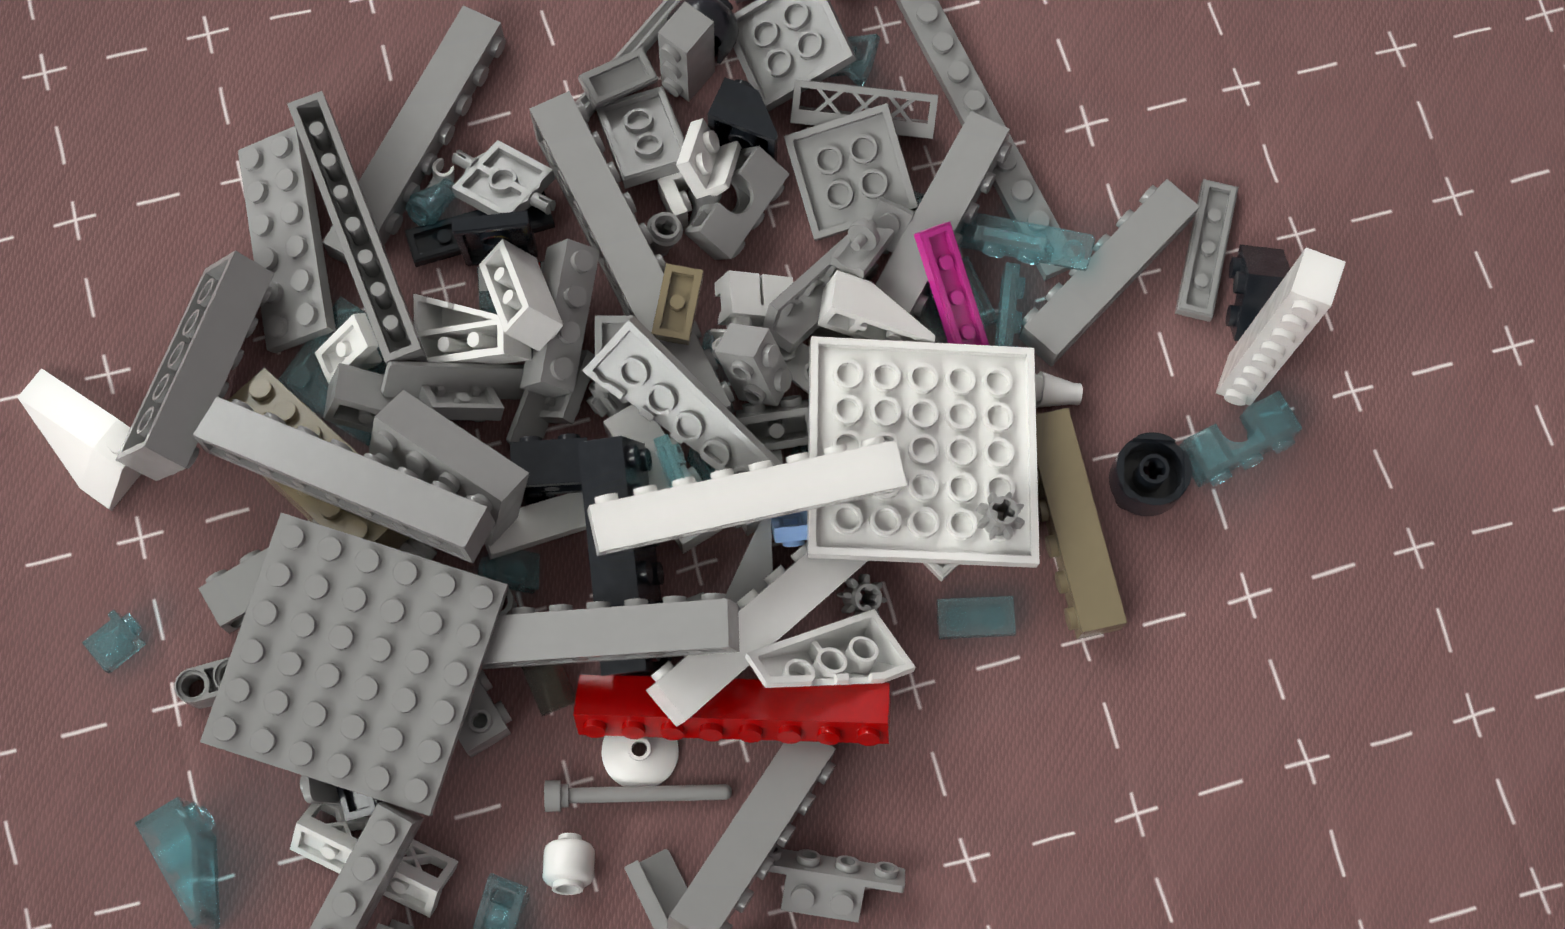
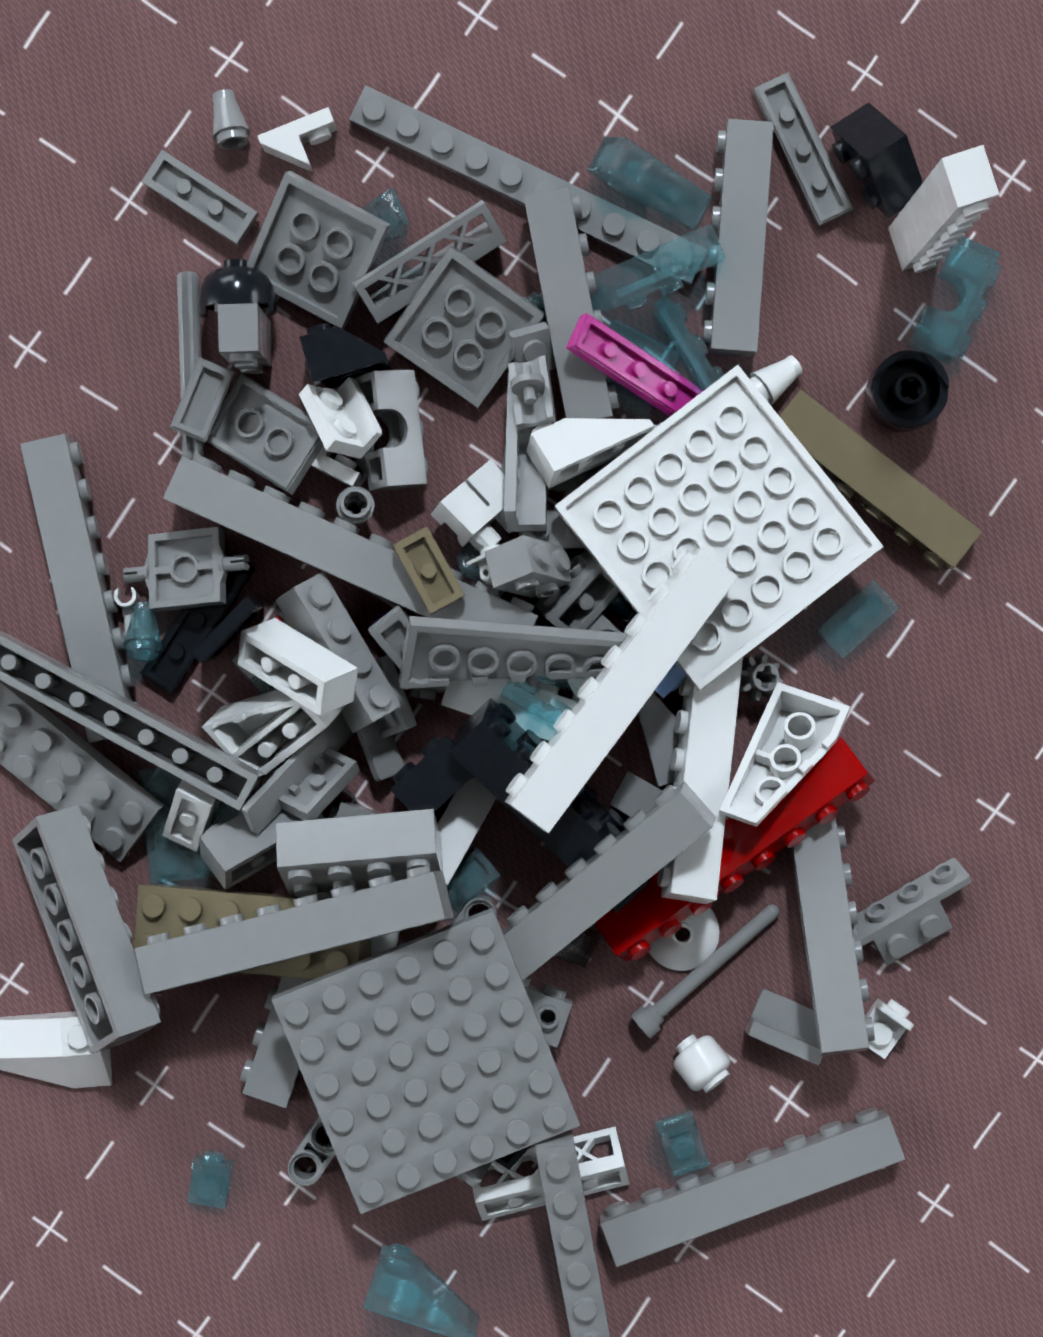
camera: 30 degrees left, 15 degrees up
(1008, 508) = (830, 526): light grey gear -> none
(1072, 180) = (648, 181): none -> clear light blue slope

